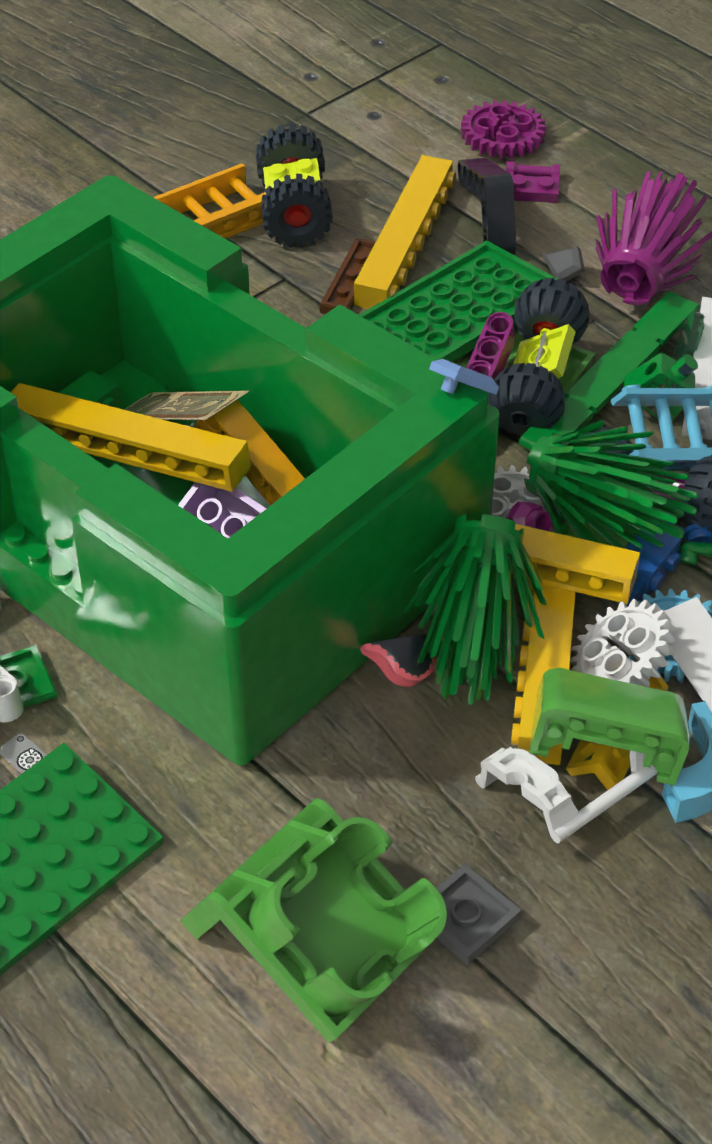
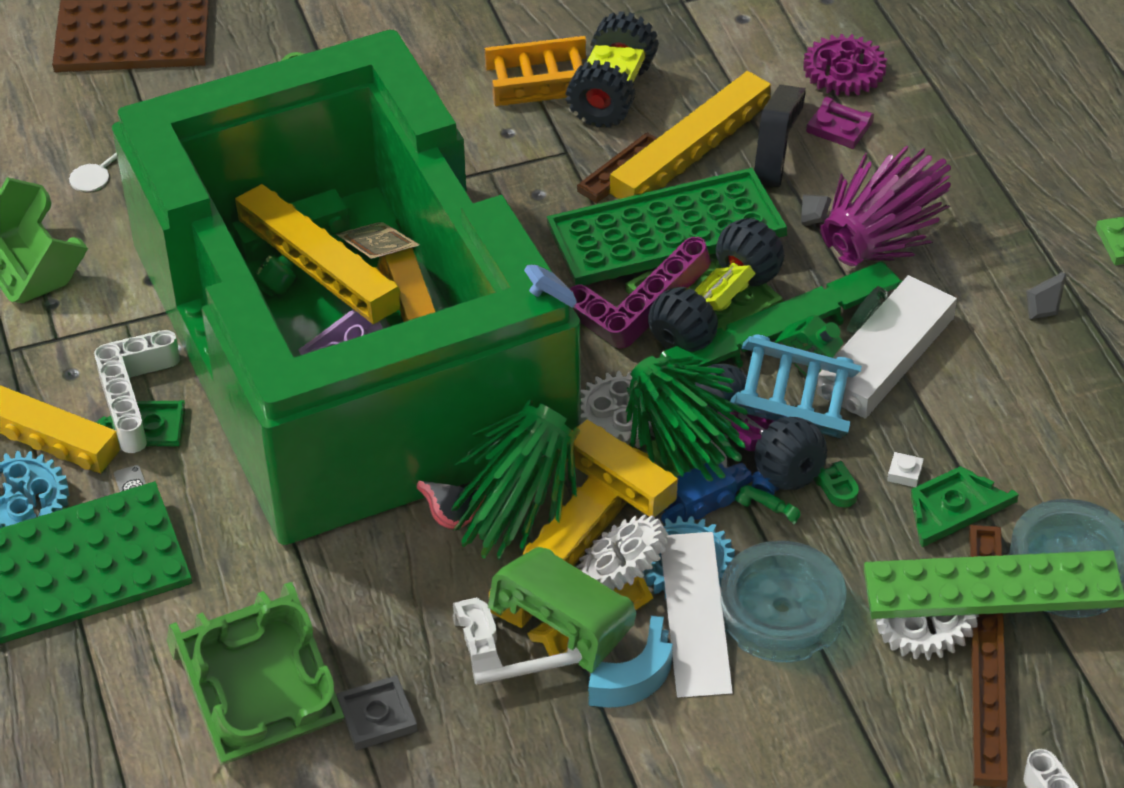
camera: 25 degrees right, 0 degrees up
(530, 515) = (615, 423): magenta rock -> none

